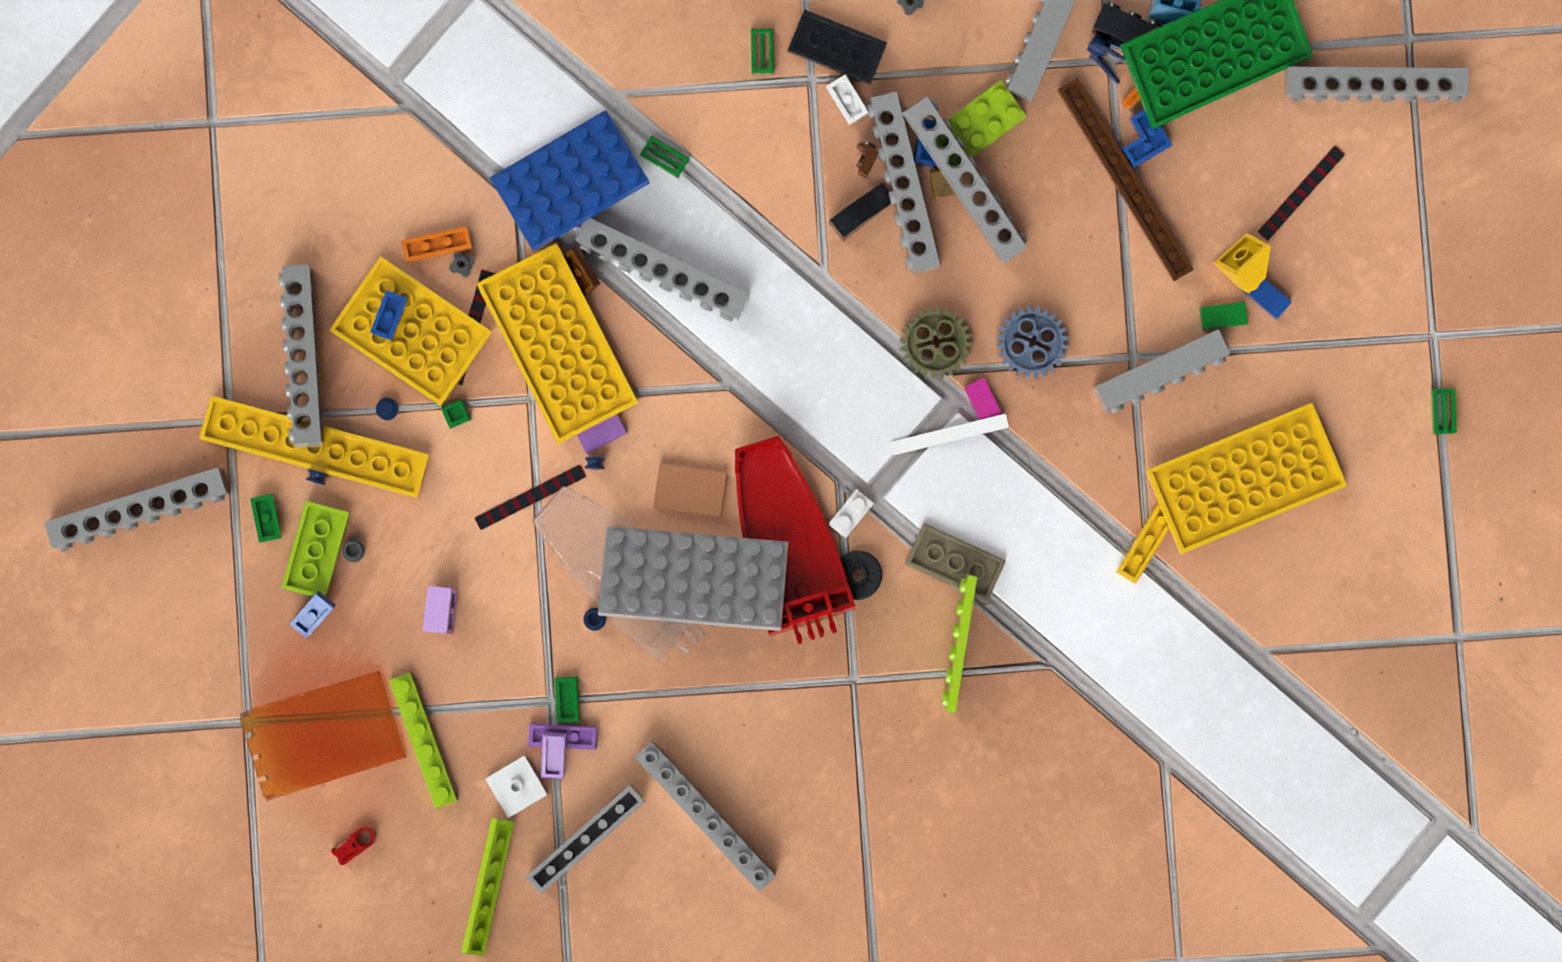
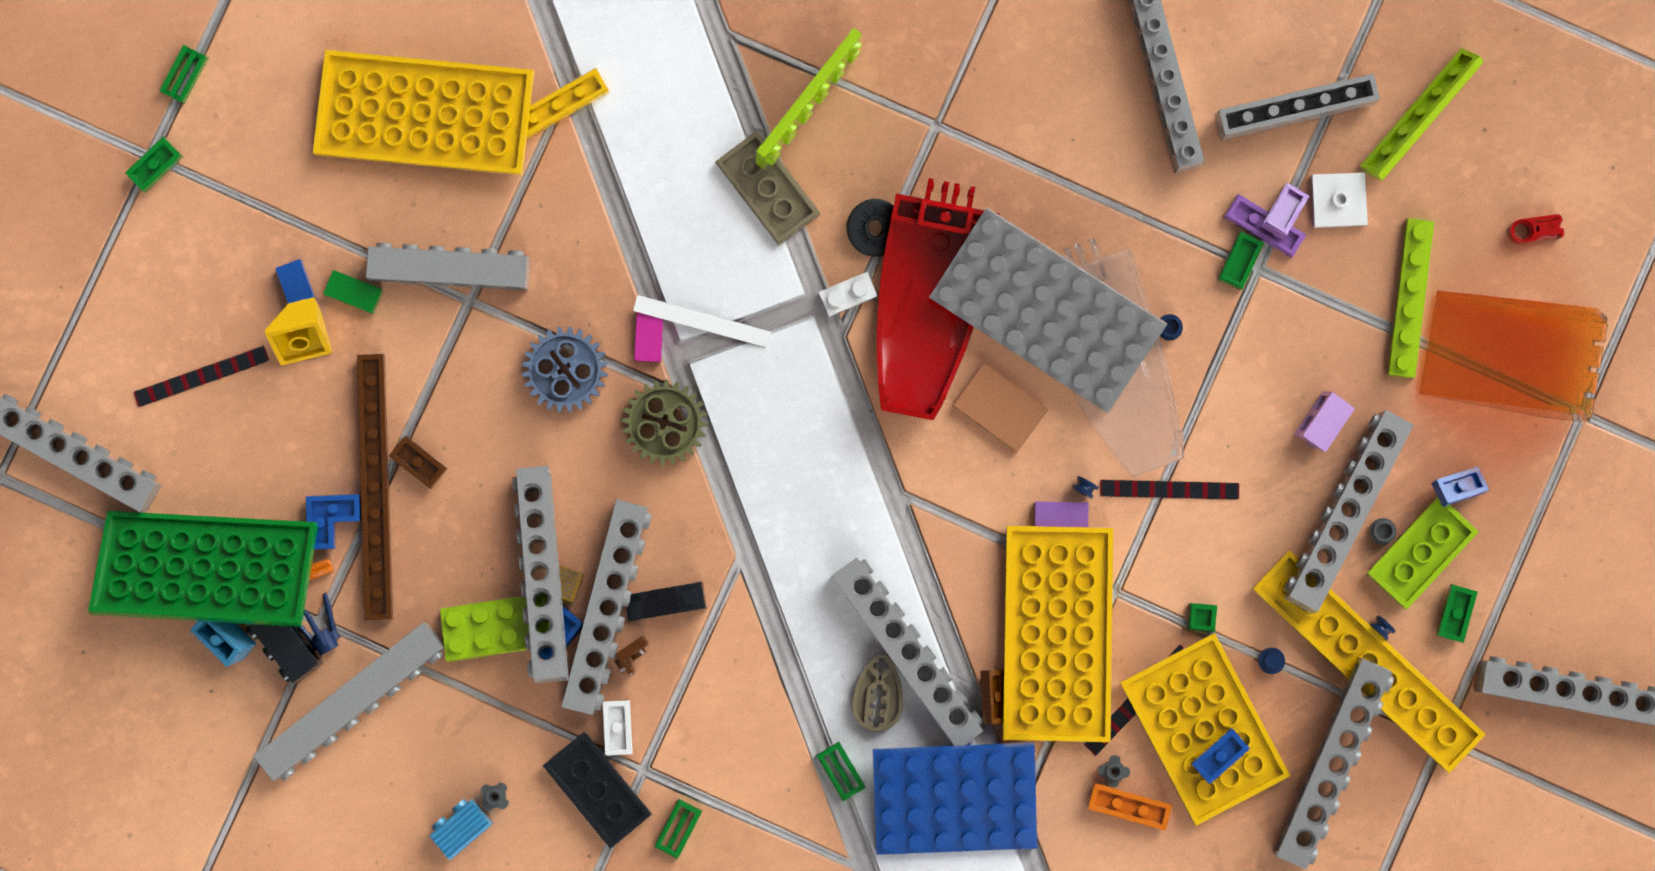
camera: 150 degrees left, 0 degrees up
(380, 515) = (1396, 432): none -> light grey brick
(677, 219) = (862, 695): none -> dark tan piece
(1103, 215) = (418, 462): none -> reddish brown plate
(1426, 330) = (154, 164): none -> green plate

